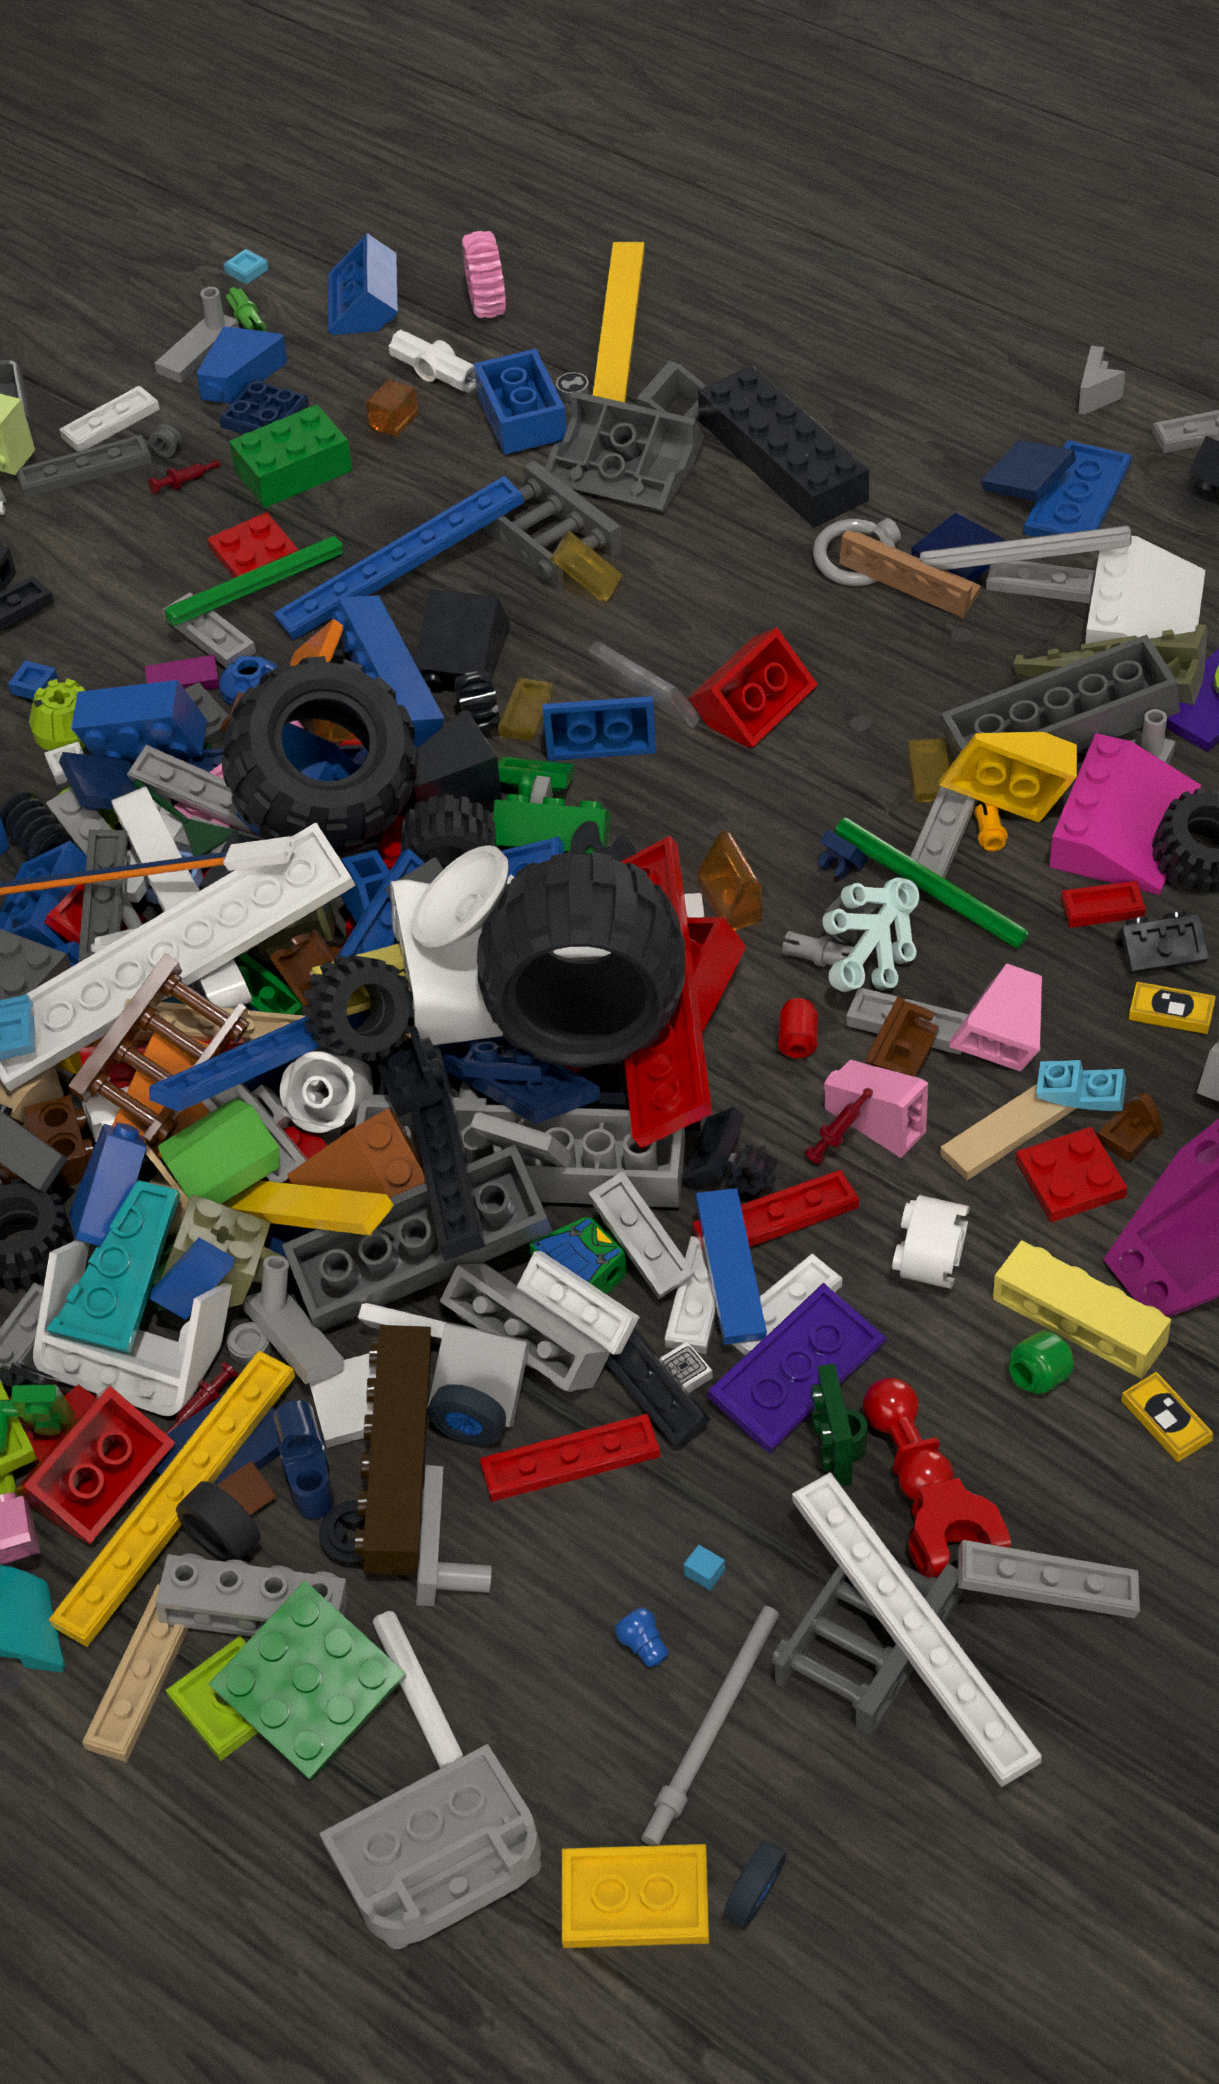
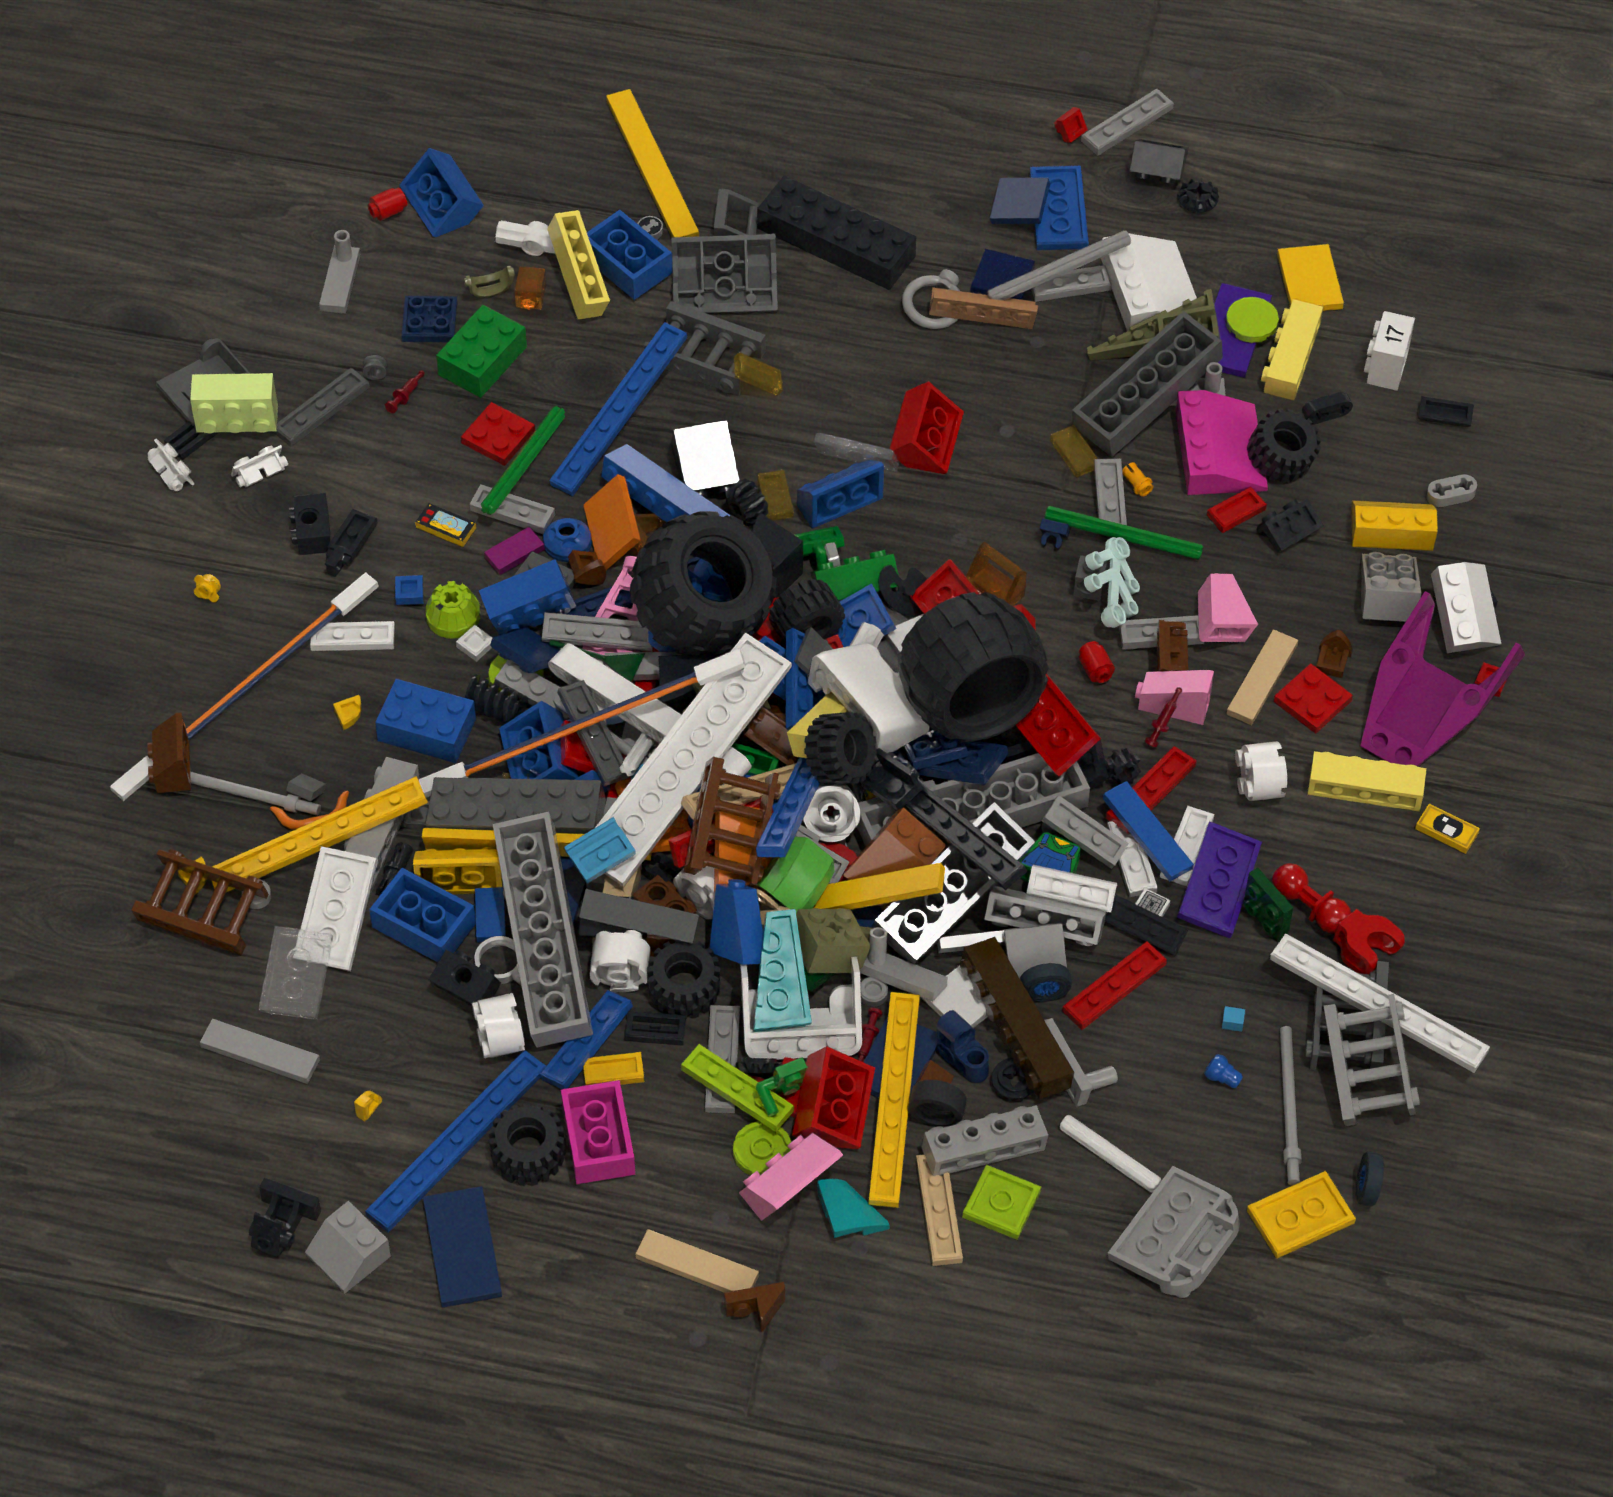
camera: 30 degrees left, 5 degrees up
(109, 419) = (313, 361): white tile -> none
(126, 626) = (445, 525): none -> tile
(191, 1276) = (834, 961): blue tile -> none
(237, 360) = (388, 284): blue slope -> none
(245, 310) = (362, 240): bright green axle -> none
(246, 266) = (330, 198): medium azure tile -> none
(297, 284) = (387, 203): none -> red brick
(307, 1680) = (1049, 1171): green plate -> none
(344, 393) = (504, 277): none -> olive helmet
(452, 393) = (578, 264): none -> light yellow brick
(461, 897) = (881, 652): white dish -> none
(484, 274) = (534, 155): bright pink gear -> none
(528, 1141) = (985, 797): light grey tile -> none
(816, 1672) = (1348, 1078): none -> light grey fence
(820, 950) = (1080, 603): light grey pin -> none
(1014, 771) = (1147, 437): yellow slope -> none
(1041, 1362) = (1361, 822): green head -> none
(1048, 1579) = (1435, 948): light grey tile -> none
(1072, 1086) = (1294, 640): medium azure slope -> none
(1099, 384) = (1027, 114): light grey slope -> none
(1145, 407) = (1071, 125): none -> red tile
(1172, 1007) = (1316, 566): tile -> none

